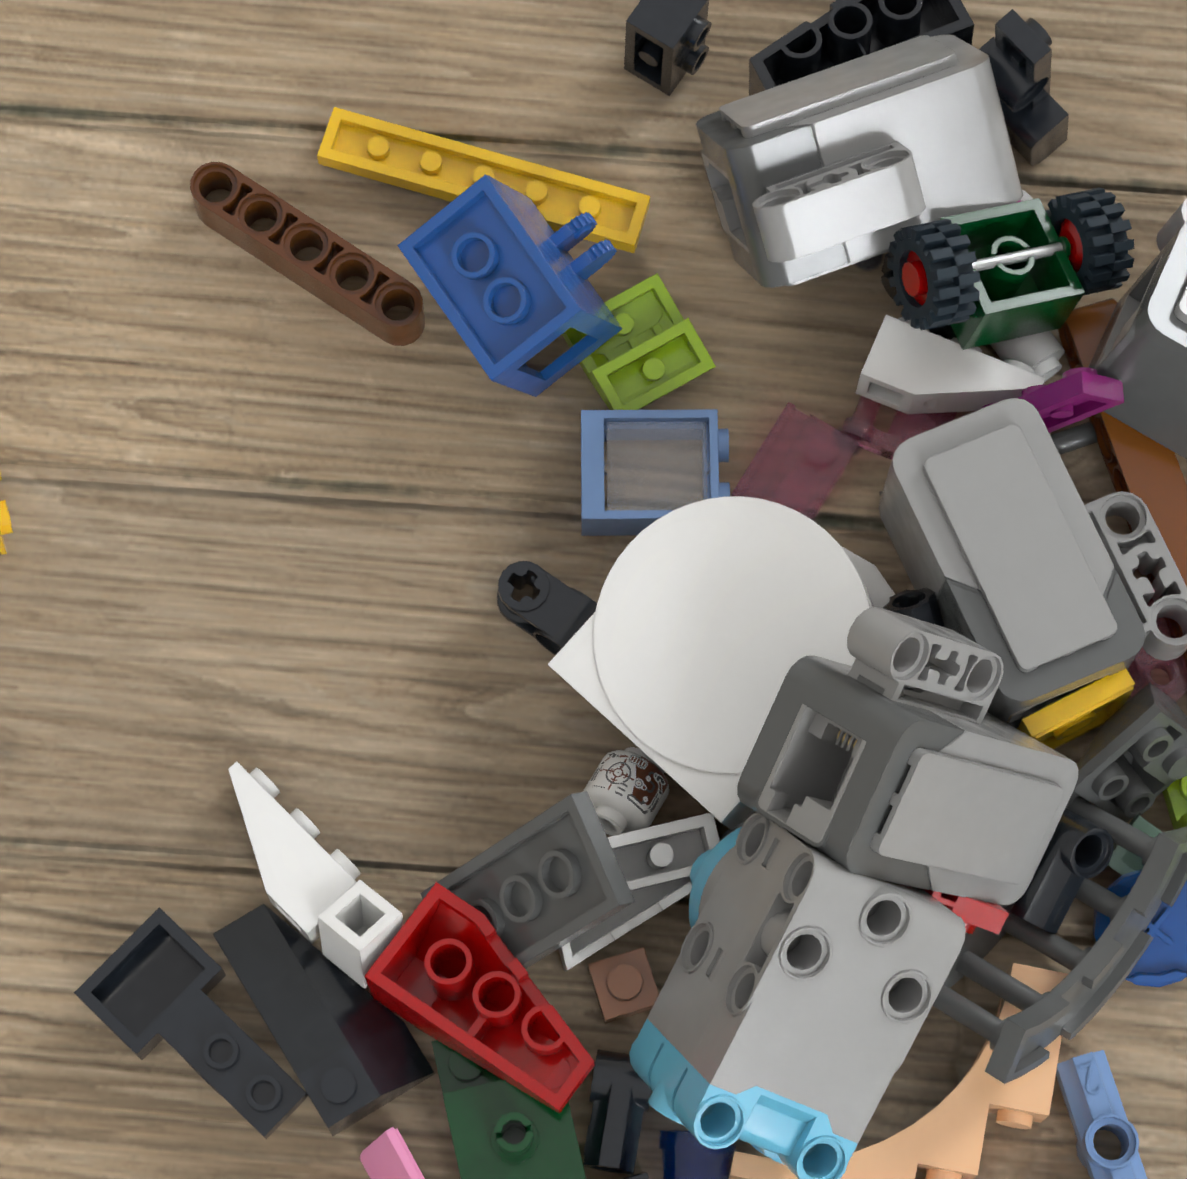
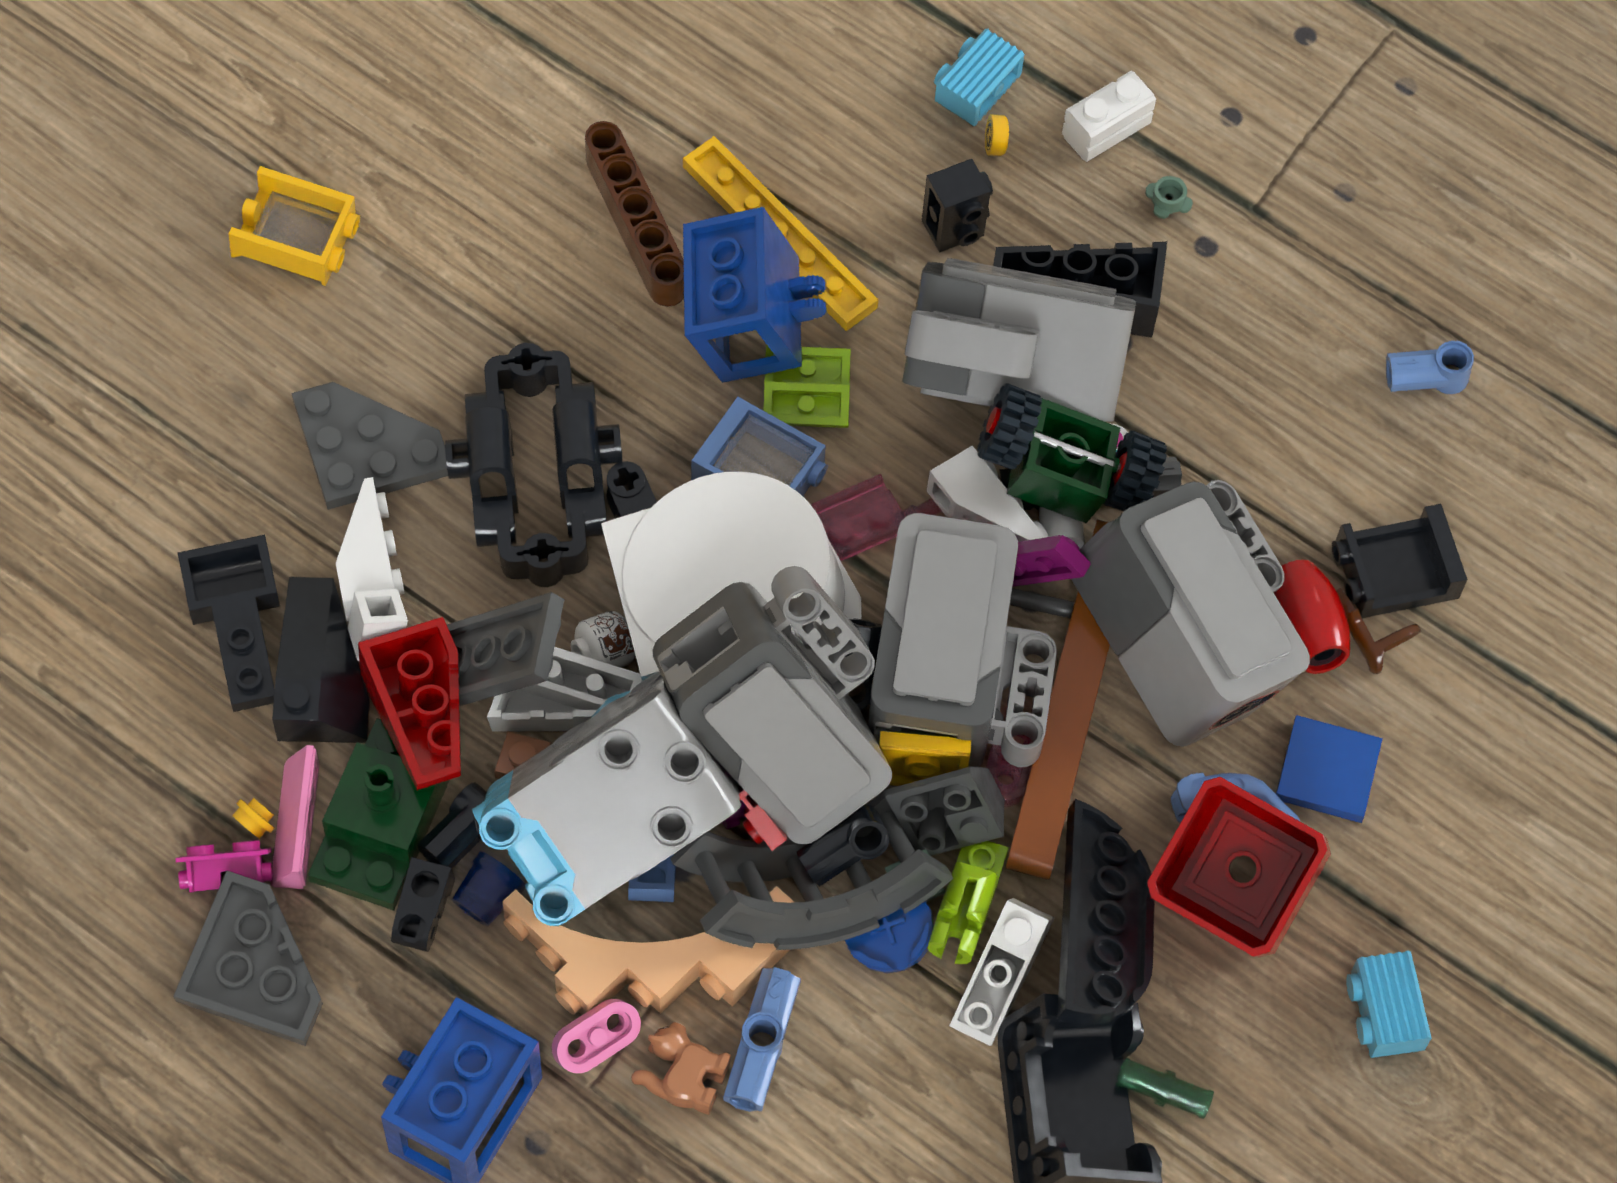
camera: 30 degrees right, 10 degrees down
(188, 720) = (364, 439): none -> dark grey plate
(349, 645) = (490, 449): none -> black piece
(1022, 77) = (1153, 350): black plate -> none

